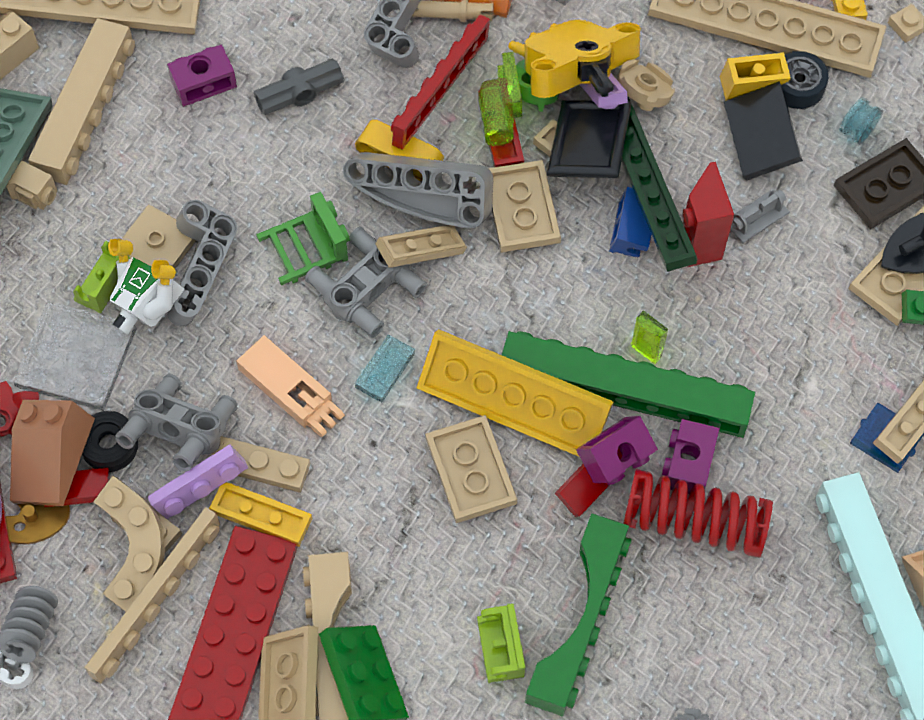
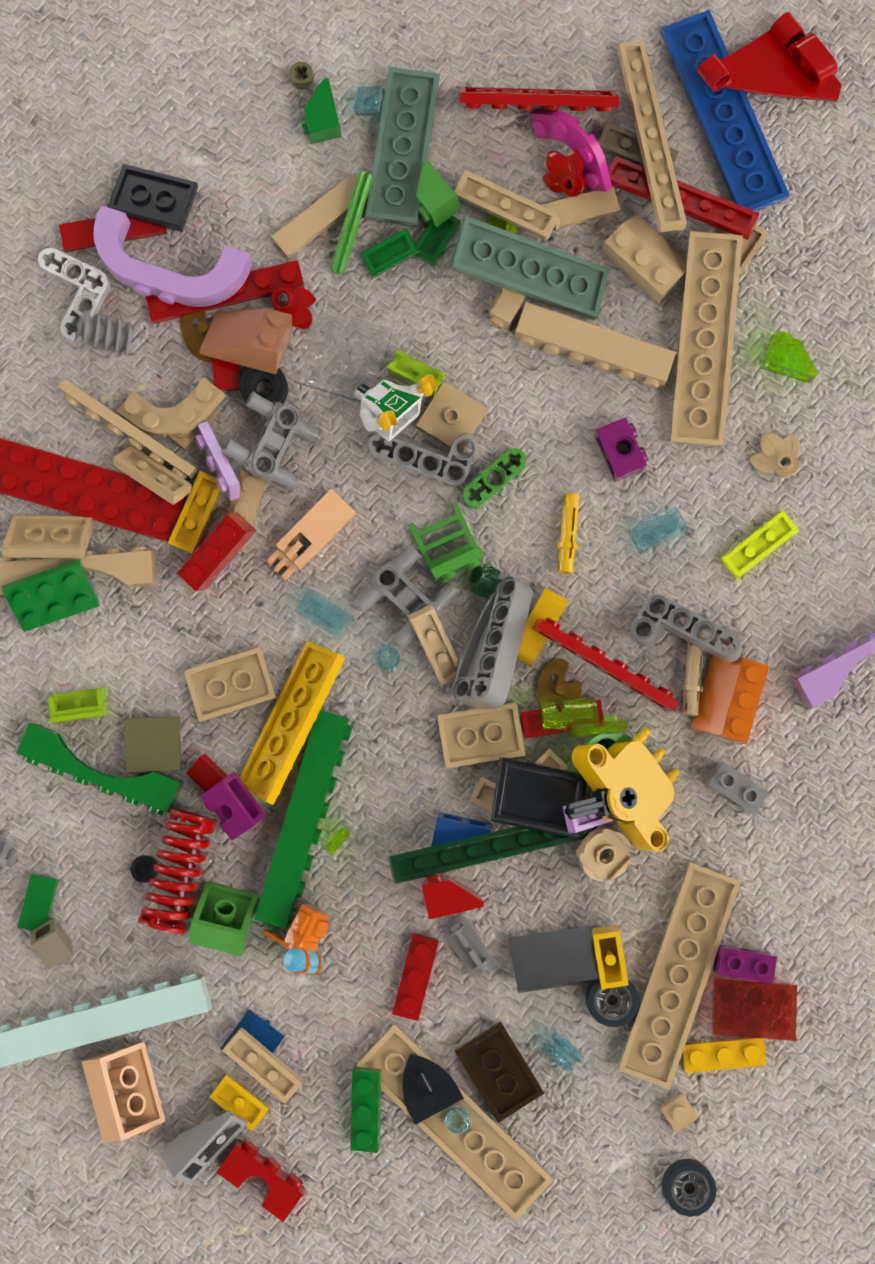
camera: 90 degrees right, 20 degrees up
(212, 560) = (152, 475): none -> tan plate
(227, 186) = (504, 460): none -> bright green beam
(292, 41) = (658, 530): none -> clear light blue plate
(294, 125) = (567, 544): none -> yellow pin
(298, 86) = (608, 536): dark grey piece -> none
(311, 478) = (216, 551): none -> red brick
(348, 200) = (484, 580): none -> clear green gear
(440, 295) = (396, 660): none -> clear light blue bush
(470, 134) = (560, 690): none -> pearl gold piece
(546, 553) = (153, 744): none -> olive tile
(587, 199) = (484, 793): none -> tan plate
(694, 440) = (216, 870): magenta brick -> none
(696, 562) = (142, 868): none -> black tile
(749, 686) = (38, 902): none -> green tile
(750, 464) = (223, 918): none -> bright green slope
(765, 372) = (303, 939): none -> orange piece
(795, 269) = (415, 977): none -> red plate
(797, 659) = (51, 943): none -> dark tan brick

